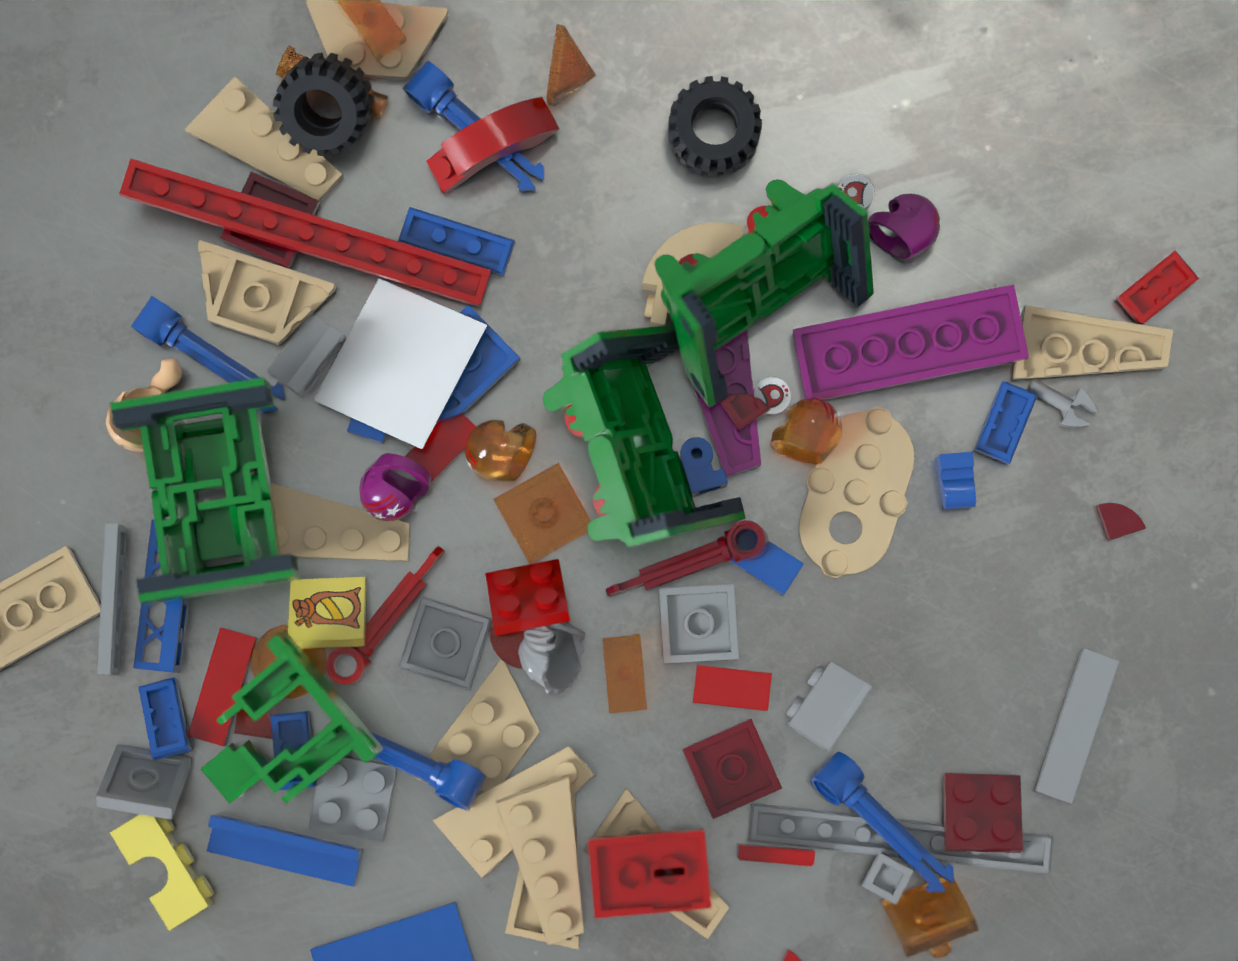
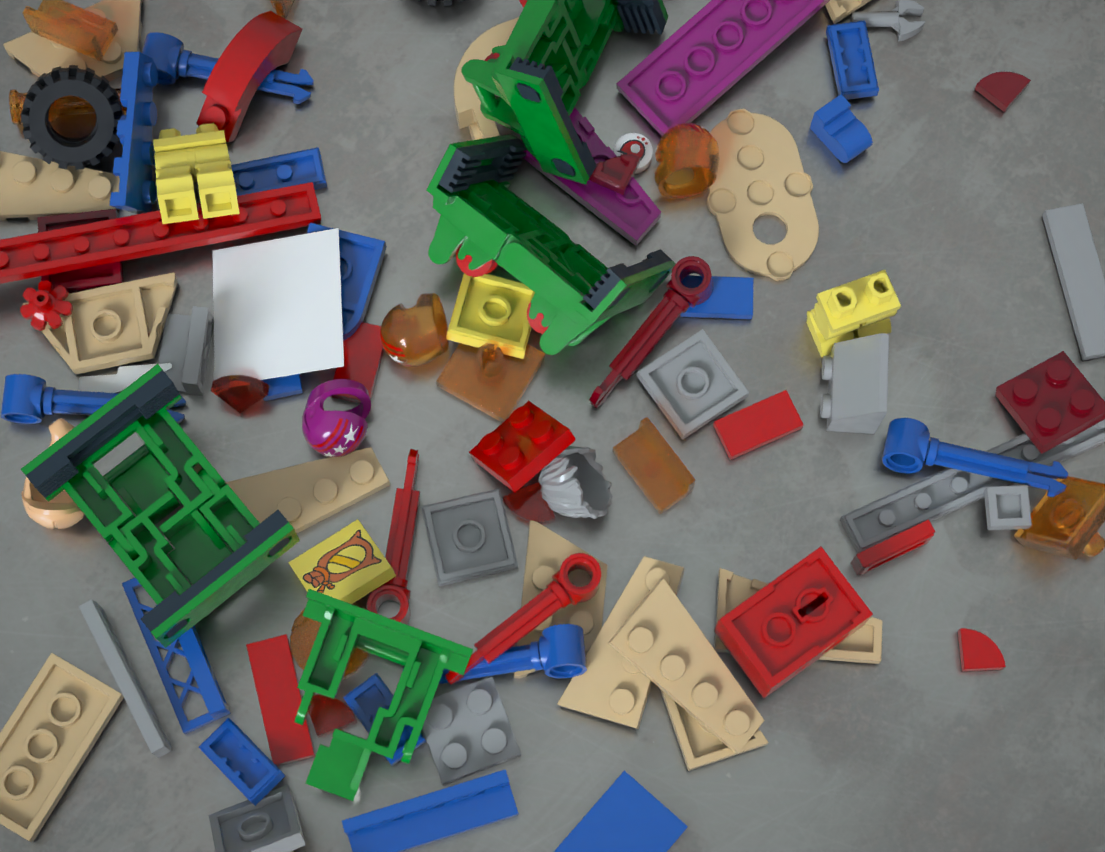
camera: 35 degrees left, 10 degrees down
(218, 260) = (46, 305): none -> red plant
(246, 349) = (117, 382): none -> white sticker
(330, 416) = (240, 391): none -> clear red tile
(365, 151) = (134, 129): none -> blue wing
(398, 197) = (193, 159): none -> light yellow hips
(456, 740) = (556, 596): none -> red piece
(564, 473) = (492, 312): none -> light yellow tile
(696, 462) = (609, 248): blue leg -> none
(732, 768) = (804, 495): dark red plate -> none
(868, 645) = (851, 308): none -> light yellow hips

